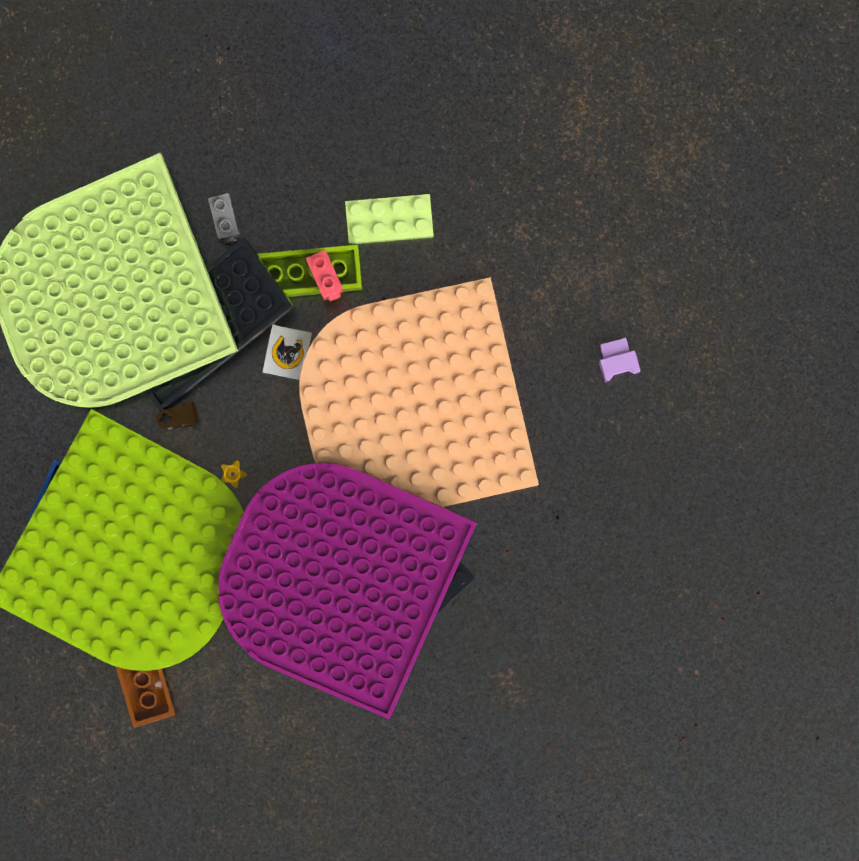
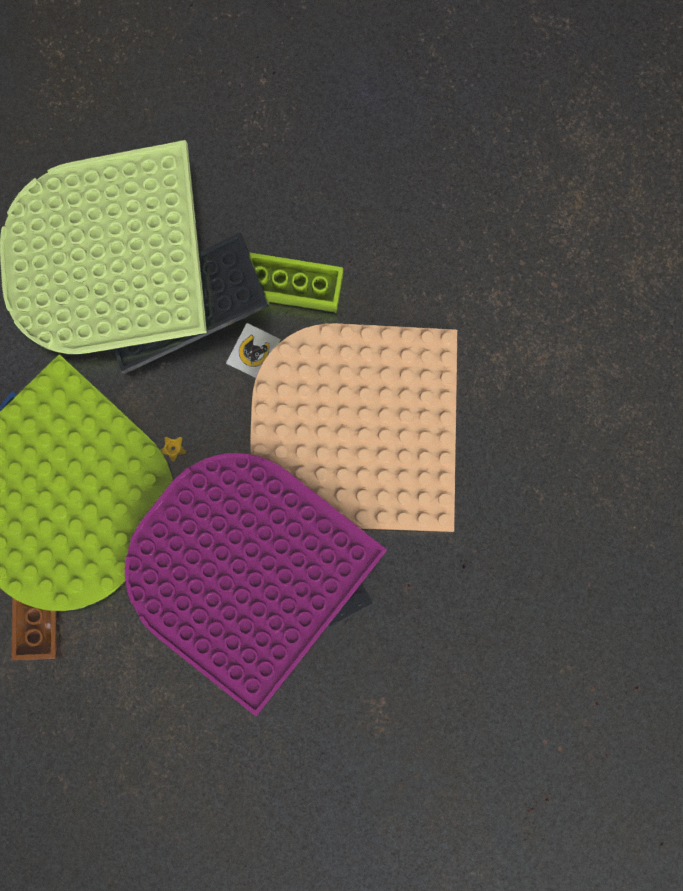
camera: 20 degrees right, 5 degrees down
(182, 416) = (140, 382): dark brown piece -> none
(224, 218) = (228, 215): light grey brick -> none
(325, 275) = (305, 286): coral brick -> none
(389, 219) = (378, 255): yellowish green plate -> none
(617, 359) = (556, 434): lavender piece -> none

